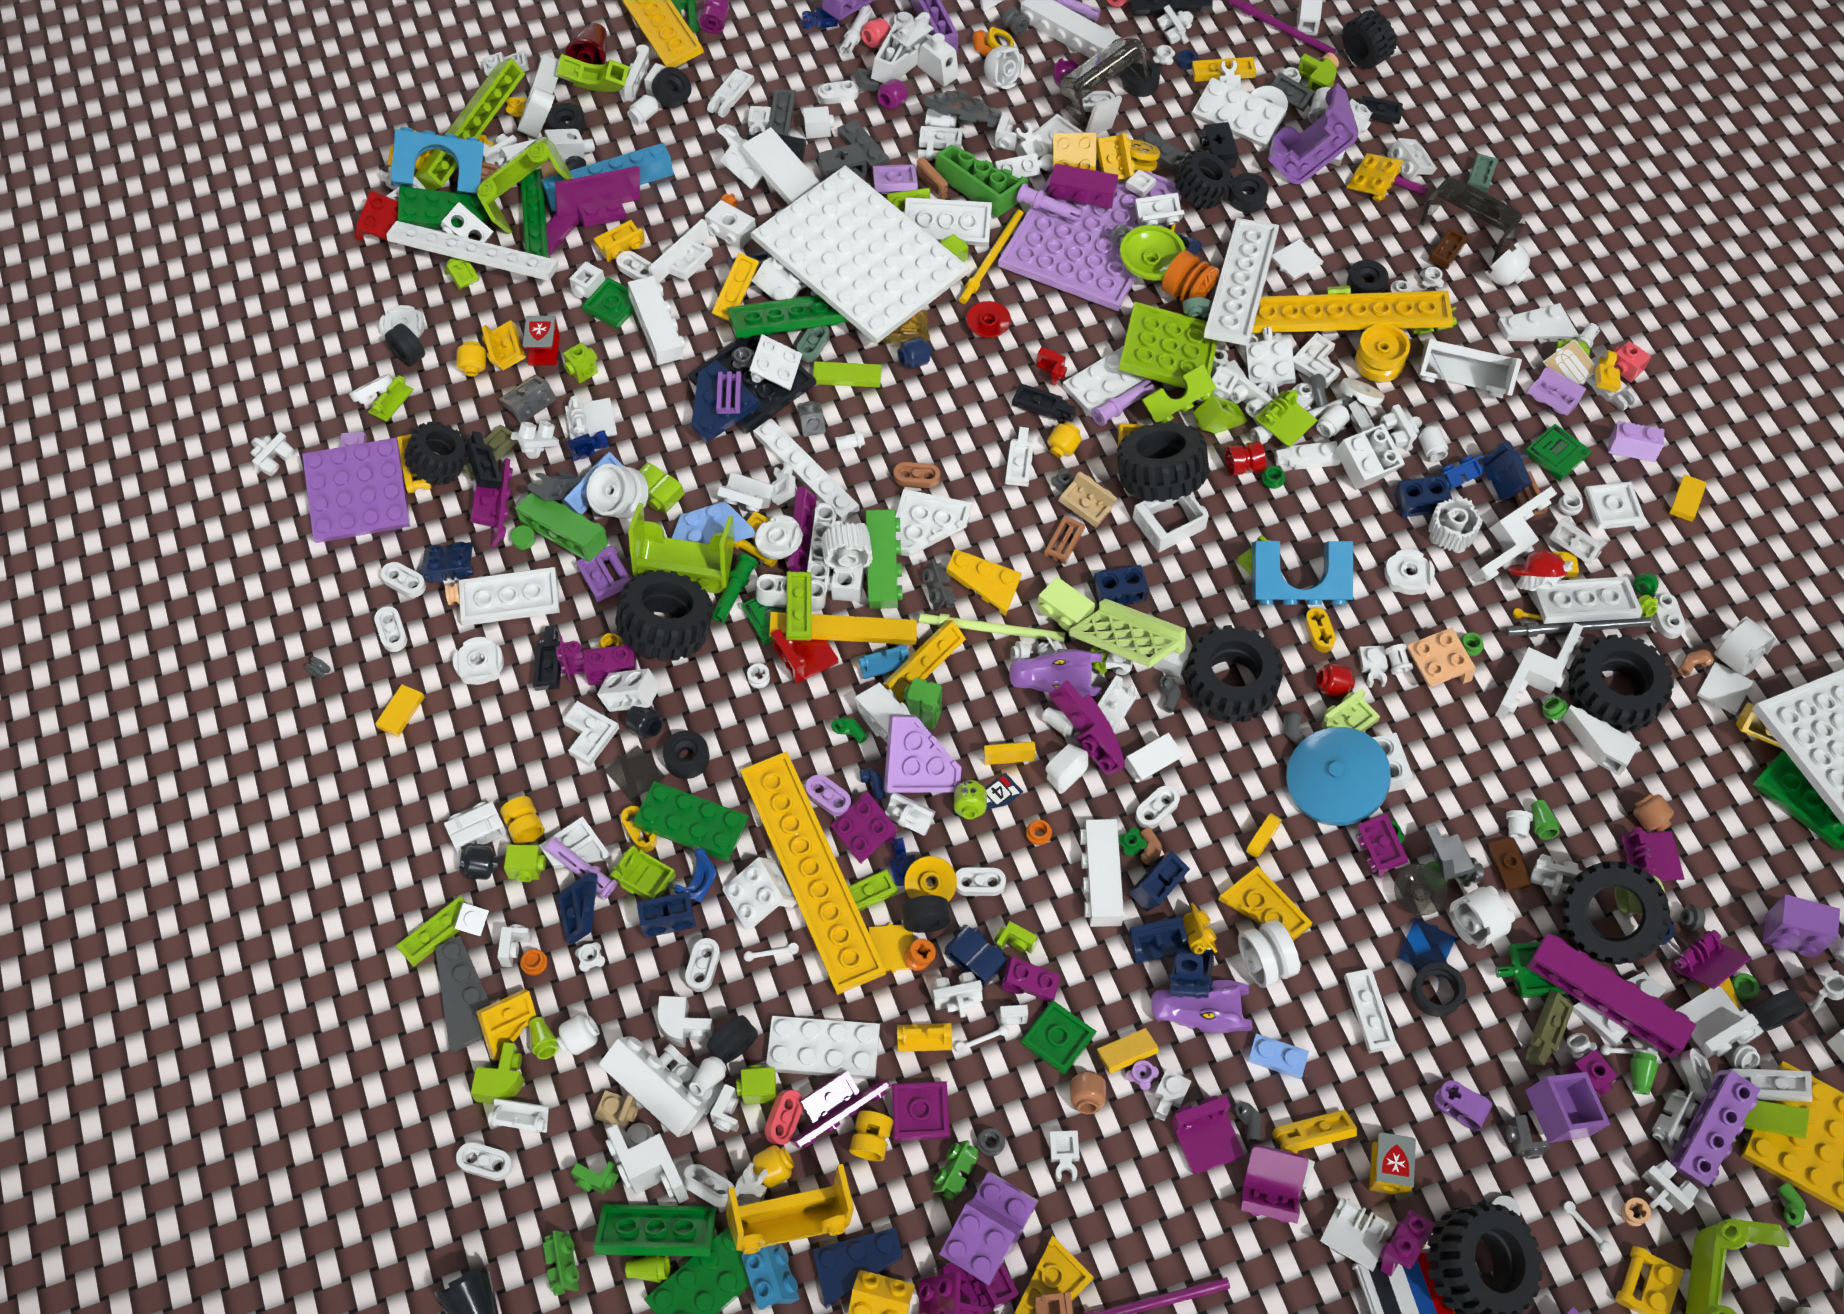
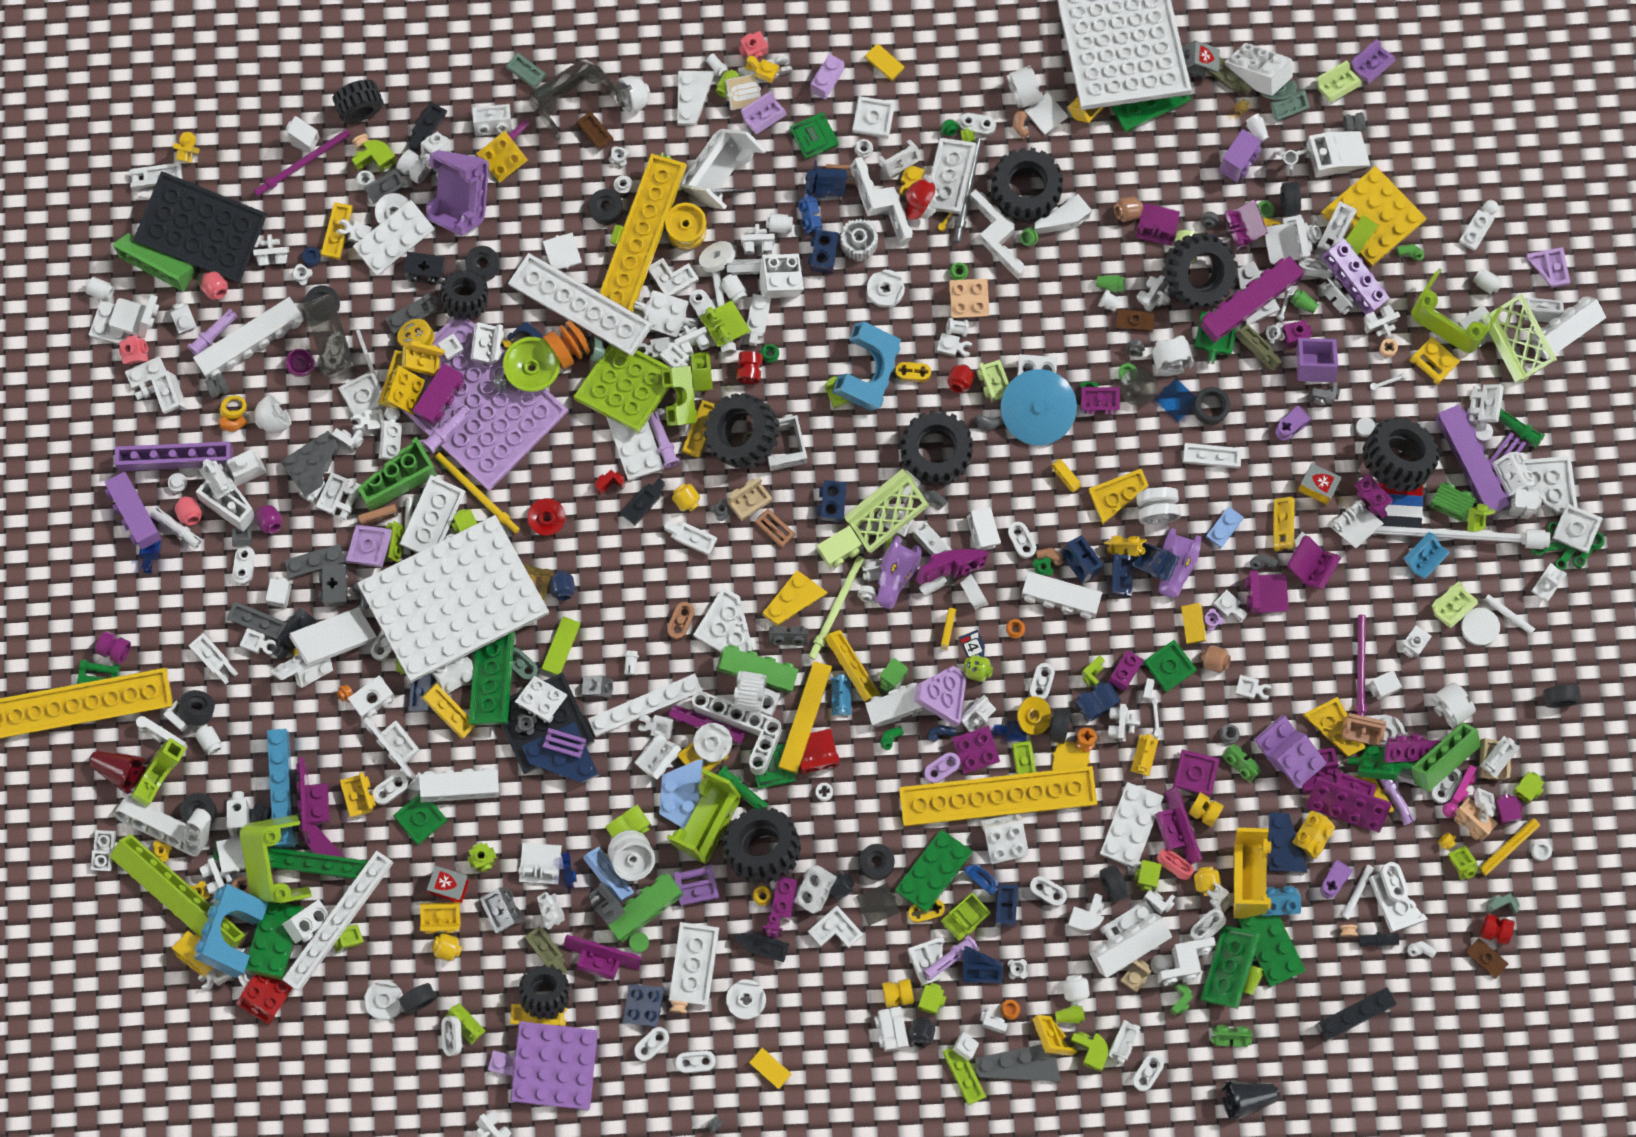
camera: 75 degrees left, 15 degrees up
(483, 462) = (565, 956): black hinge -> none
(586, 280) = (391, 827): white brick -> none
(709, 1074) = (1134, 904): white cone -> none
(793, 949) = (1049, 858): white hinge -> none
(798, 606) = (786, 742): lime tile -> none
(1318, 387) = (699, 286): dark grey arm -> none
(1449, 854) = (1120, 357): panel -> none

